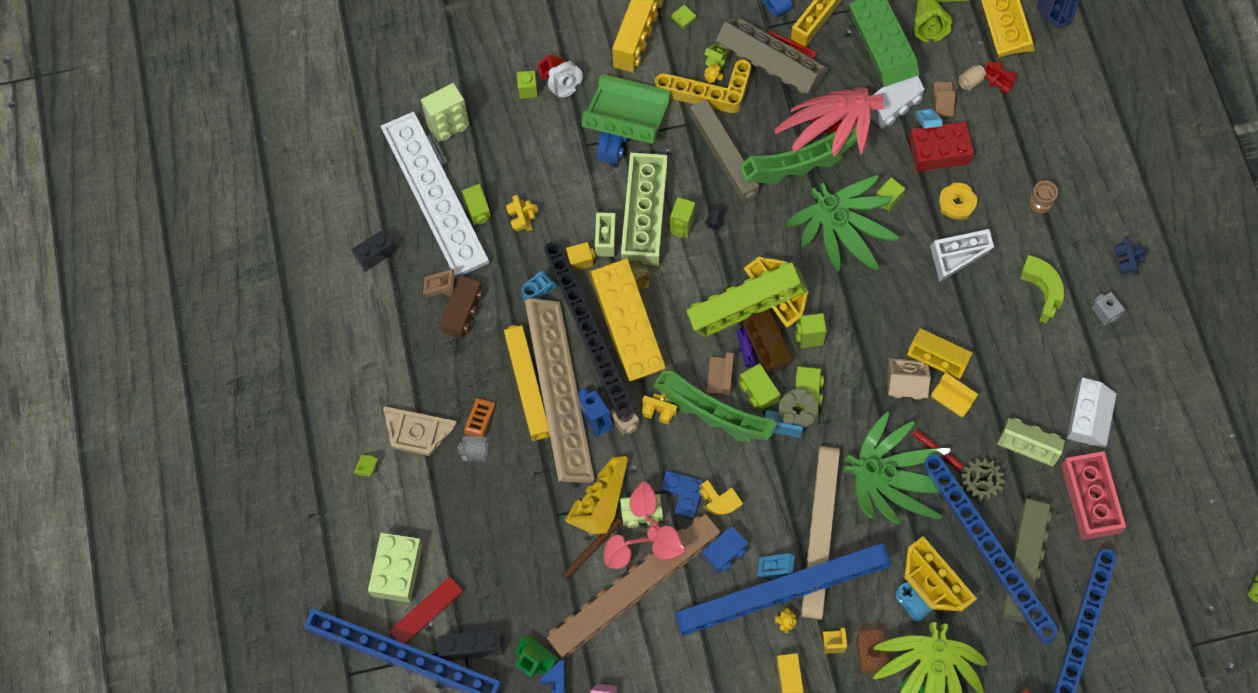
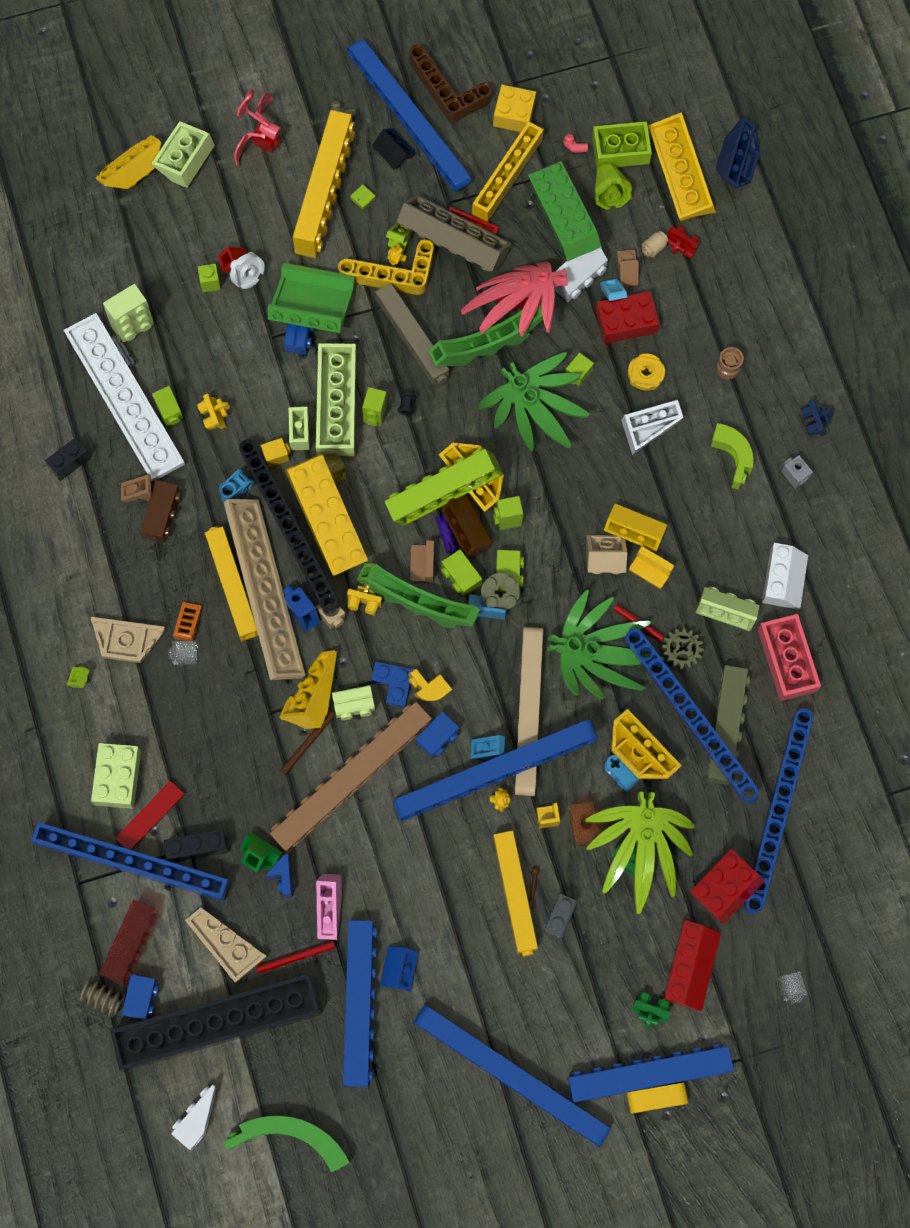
camera: 10 degrees left, 5 degrees up
(666, 538) = (380, 735): coral plant -> none

